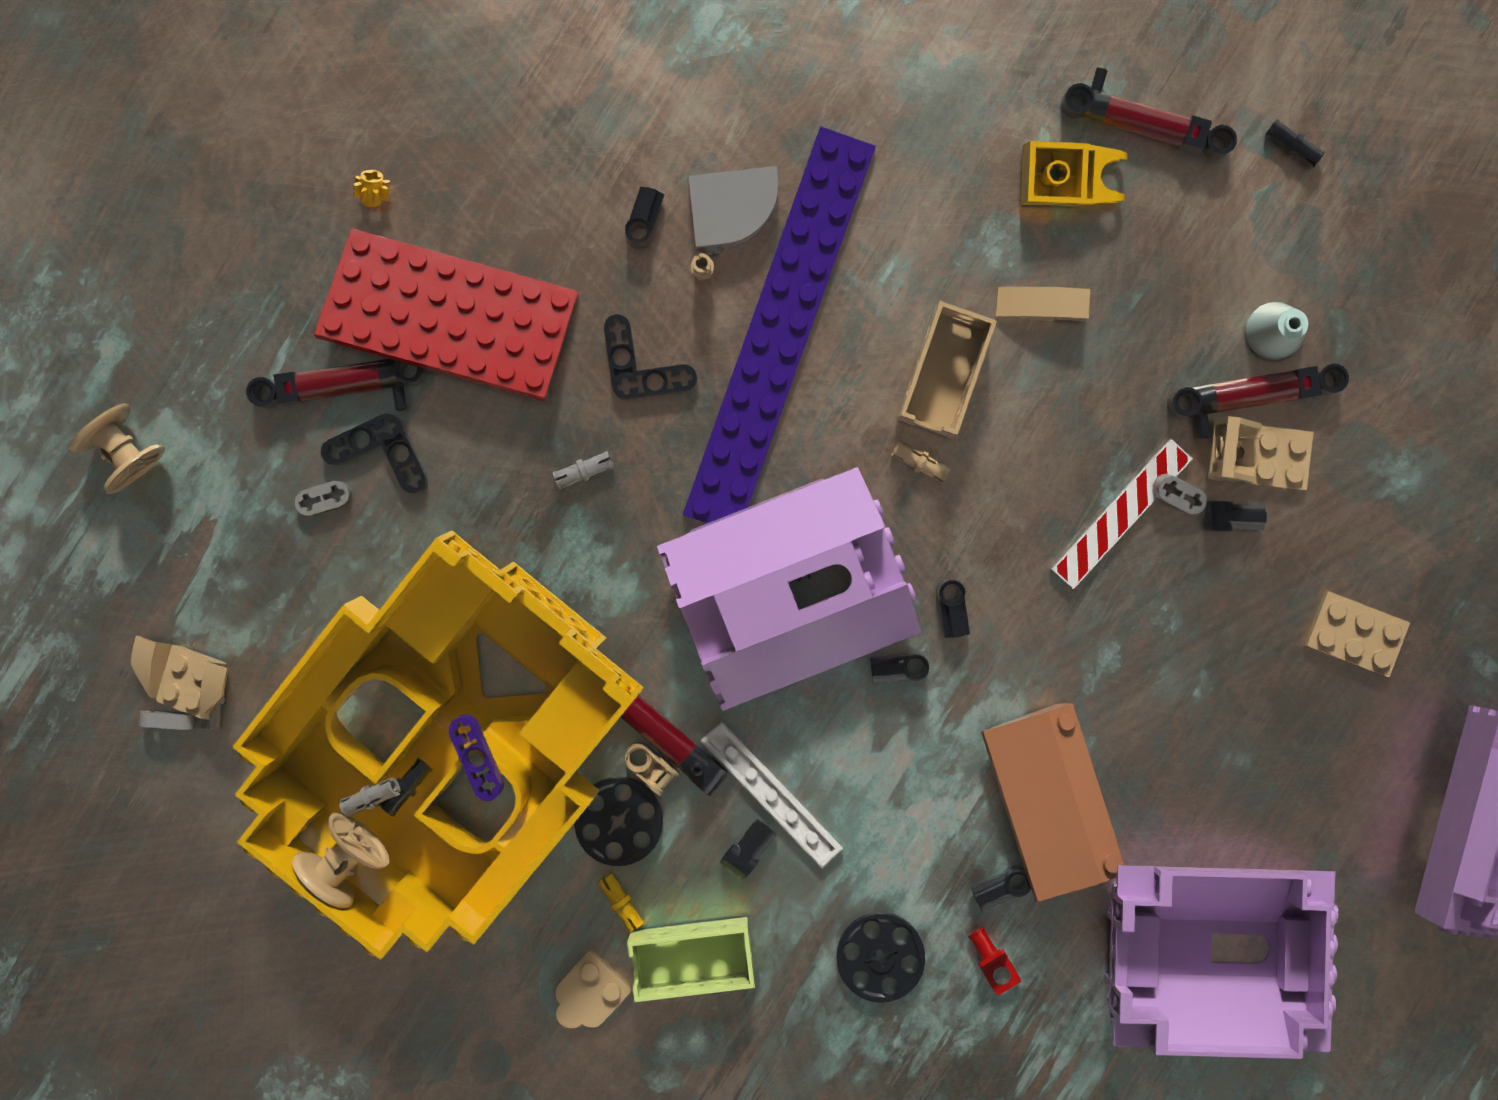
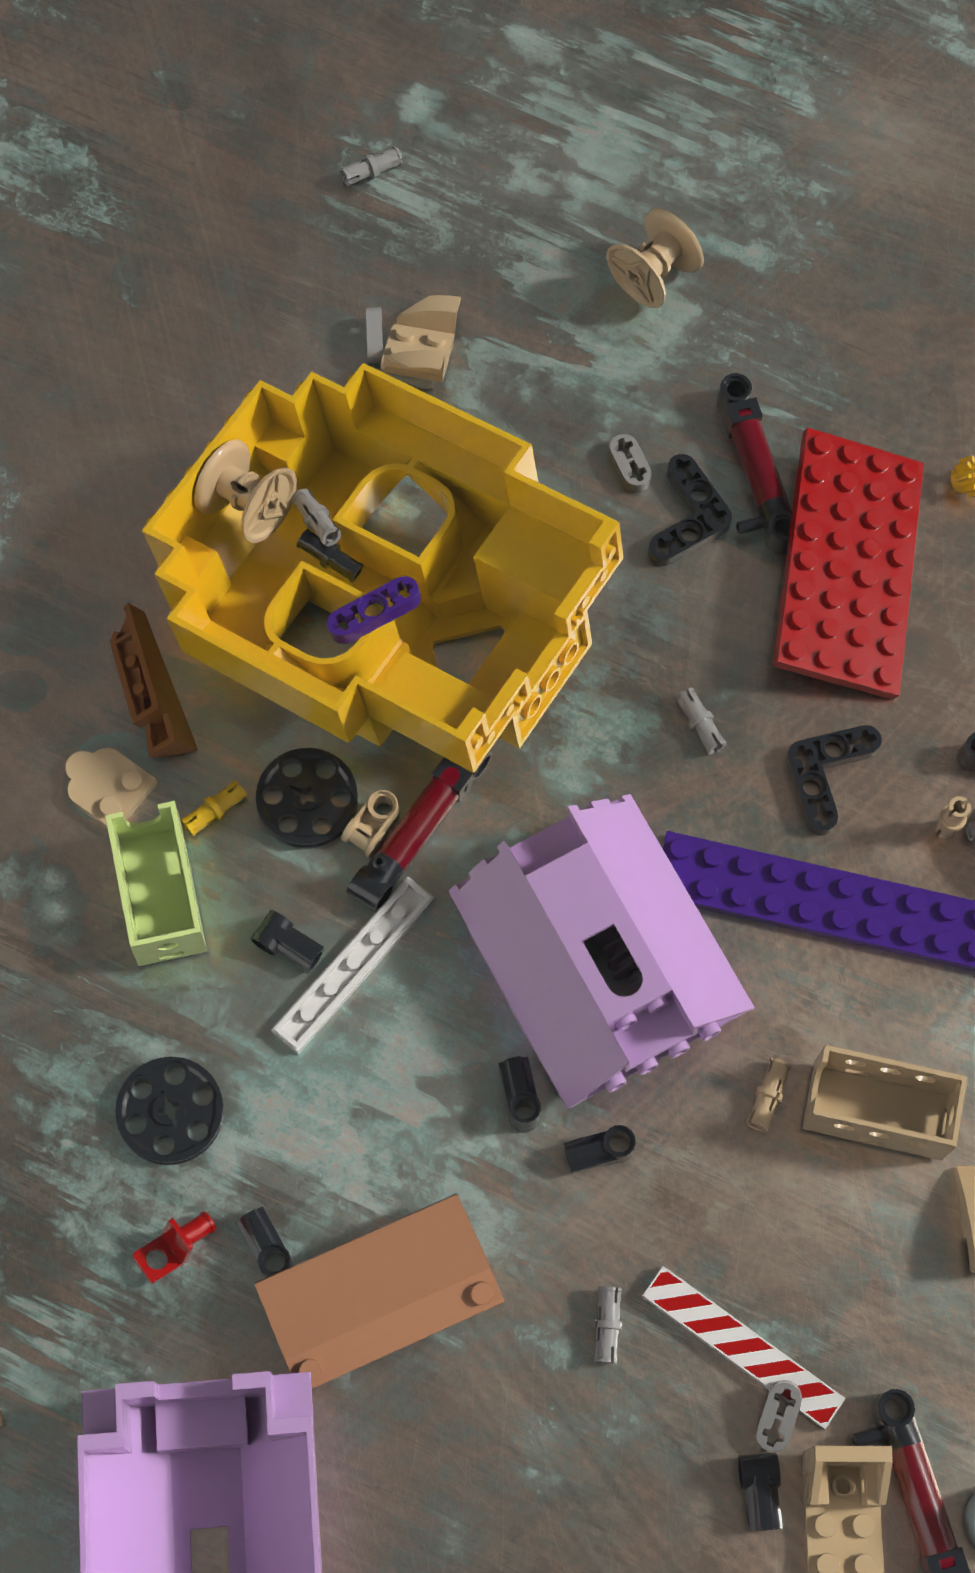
camera: 75 degrees right, 20 degrees down
(501, 950) = (149, 687): none -> dark orange wedge
(1093, 619) = (607, 1324): none -> light grey pin

